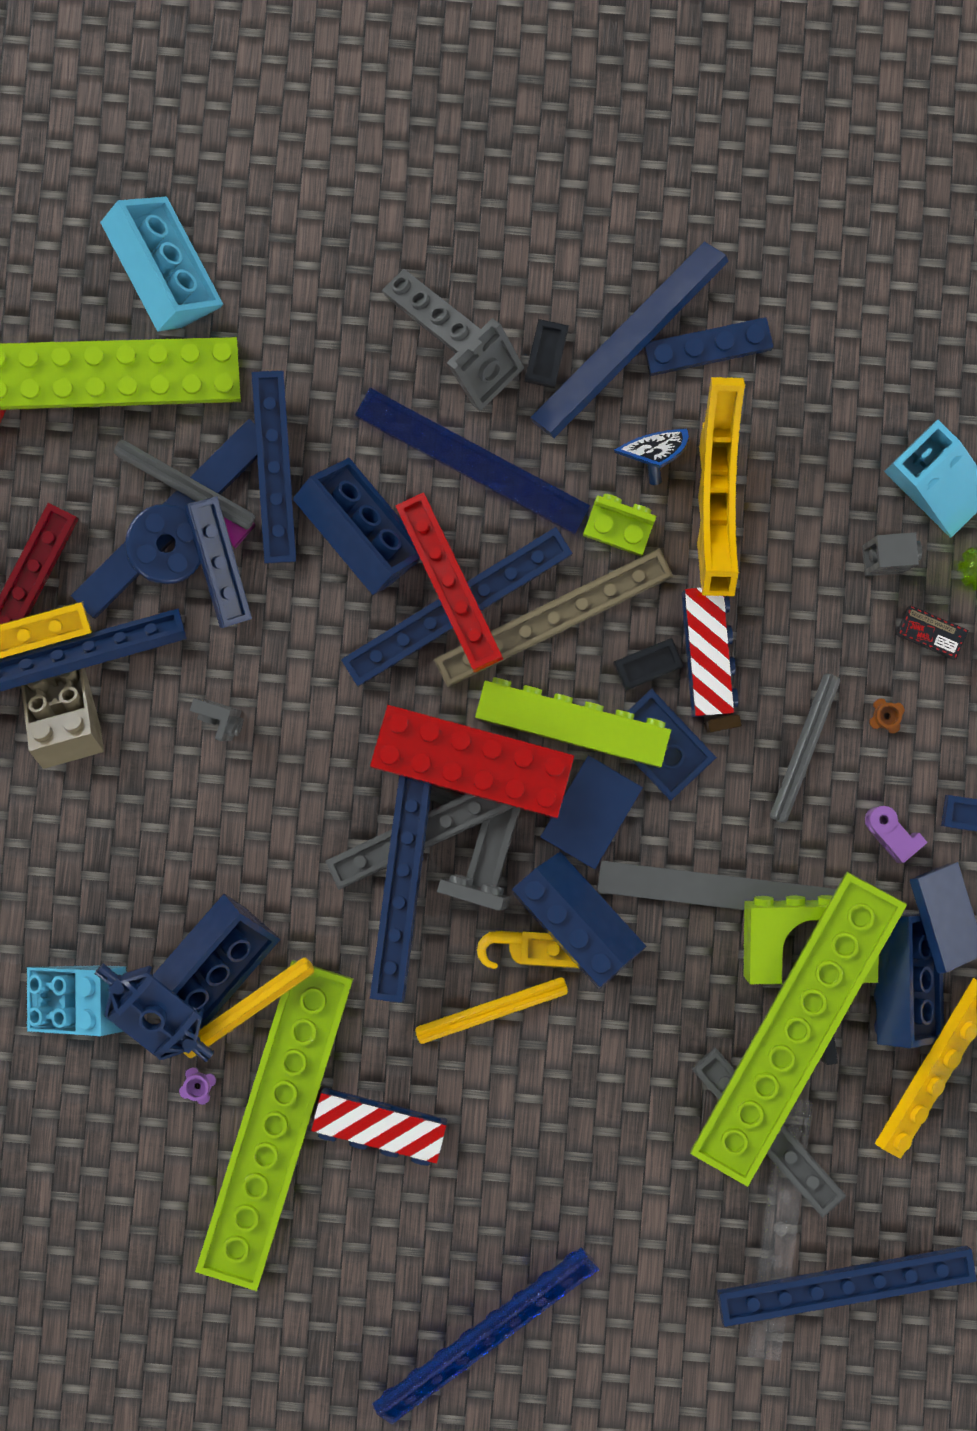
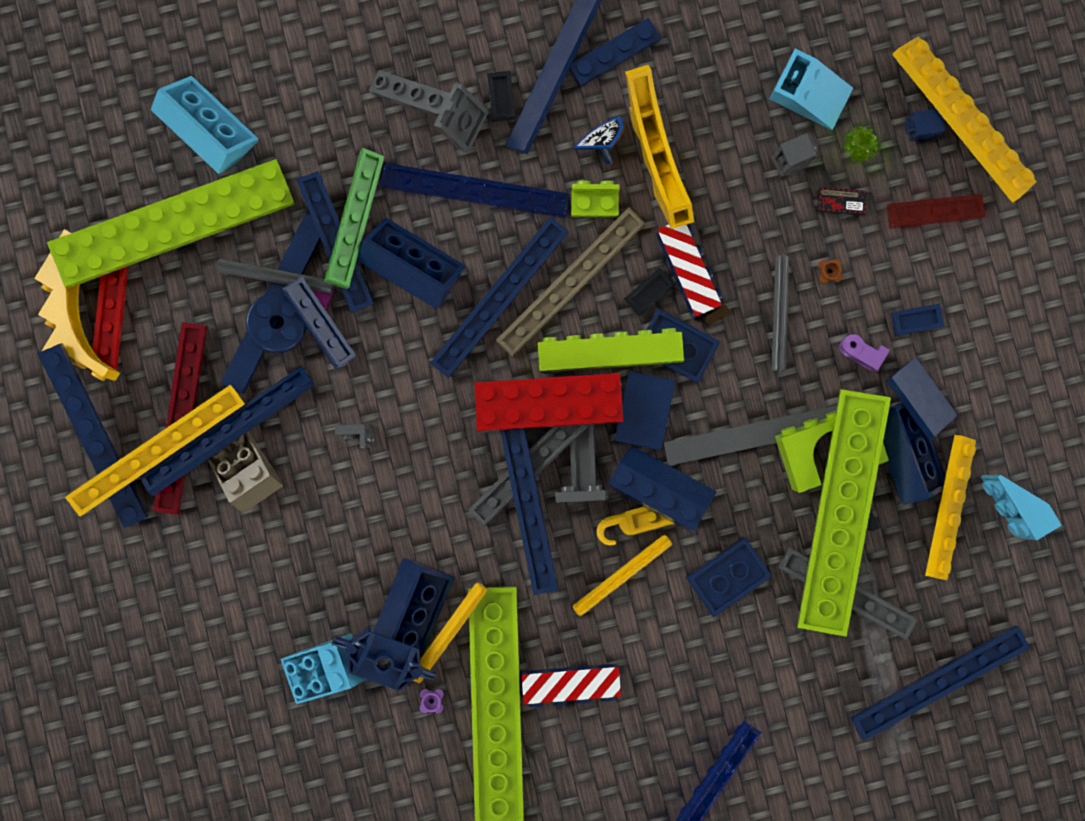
camera: 20 degrees left, 0 degrees up
(308, 446) = (354, 219): none -> bright green tile
(449, 582) = (488, 281): red plate -> none
(625, 1058) = (729, 576): none -> dark blue tile

